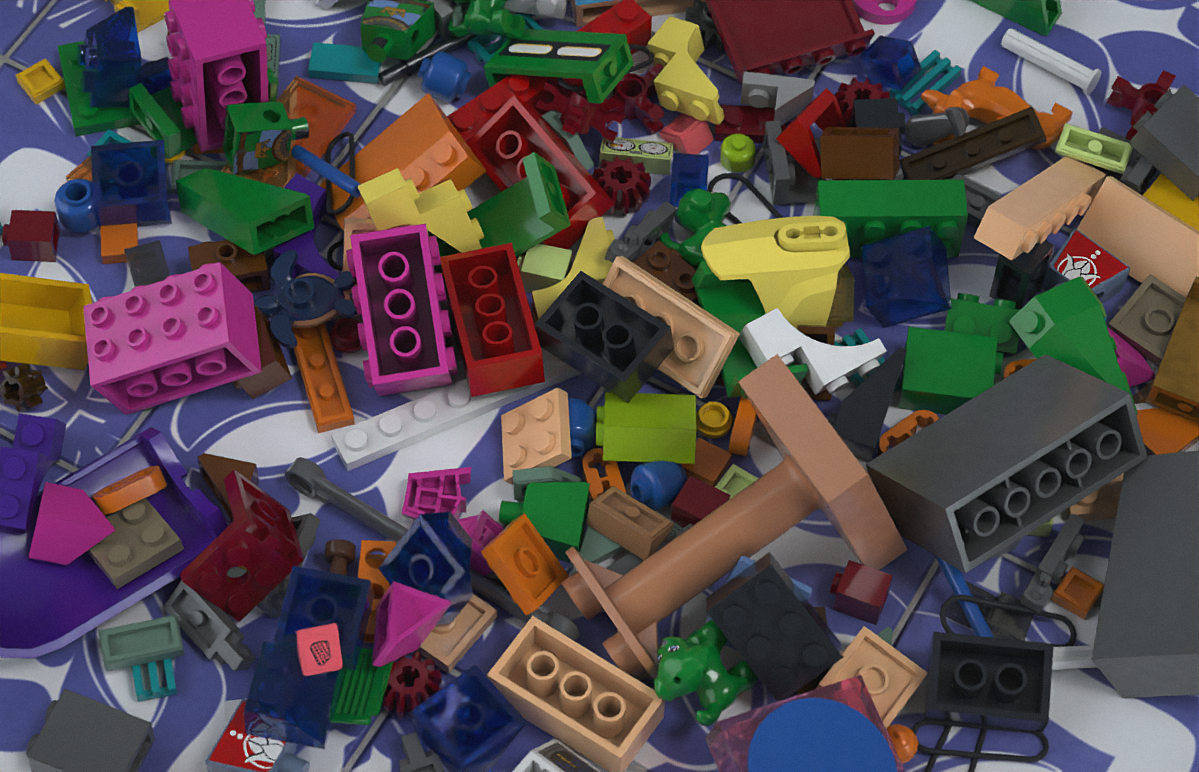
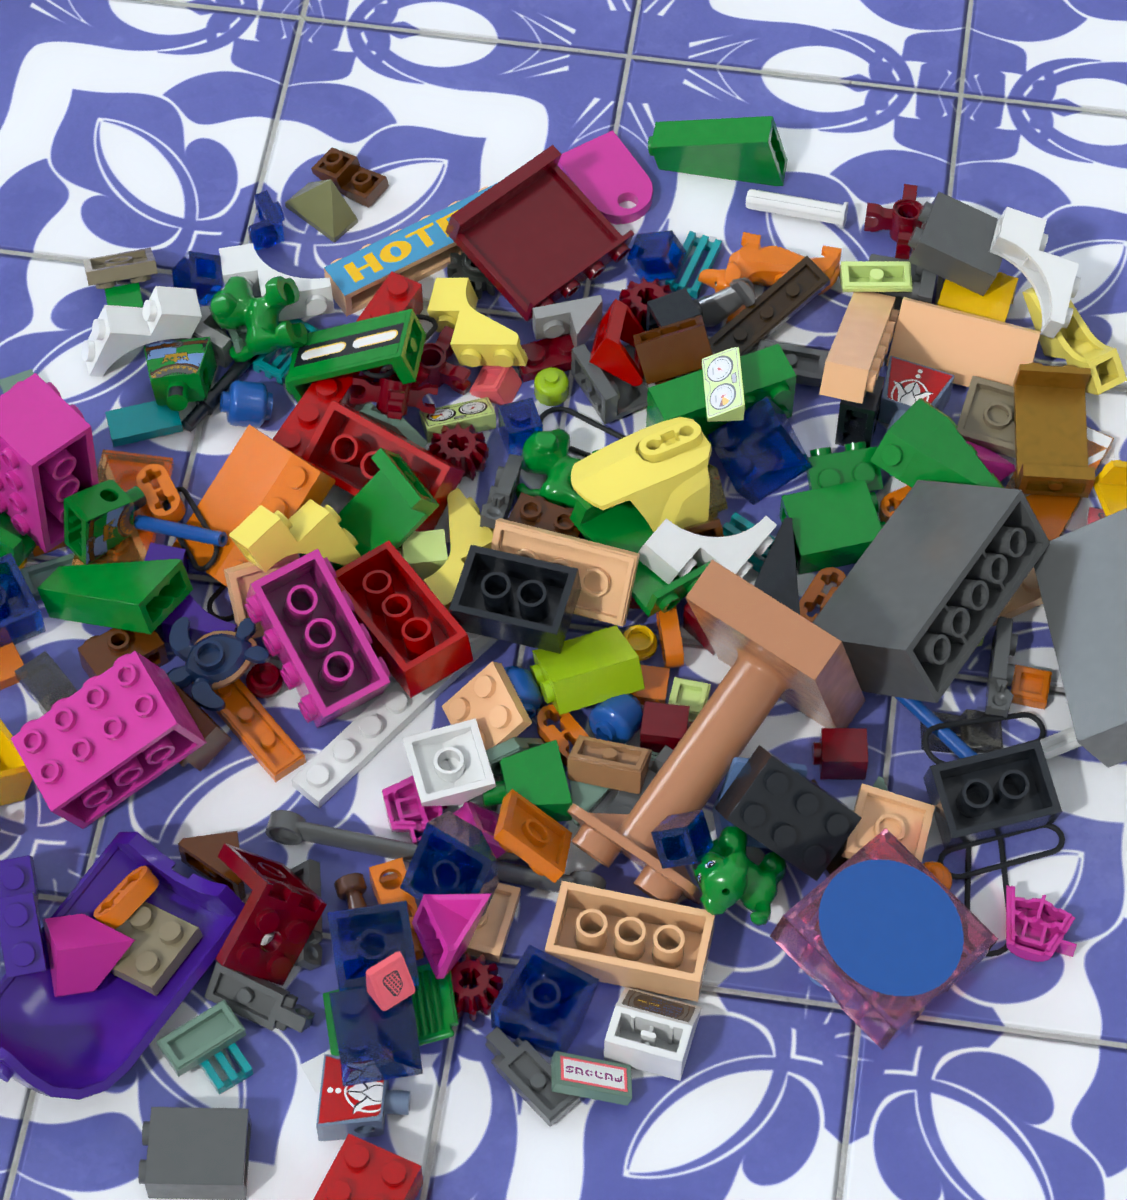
camera: 20 degrees left, 0 degrees up
(333, 131) = (165, 492): none -> orange beam
(478, 470) = (449, 764): none -> white slope
(657, 615) = (682, 839): none -> clear blue brick
(890, 202) = (723, 386): none -> slope

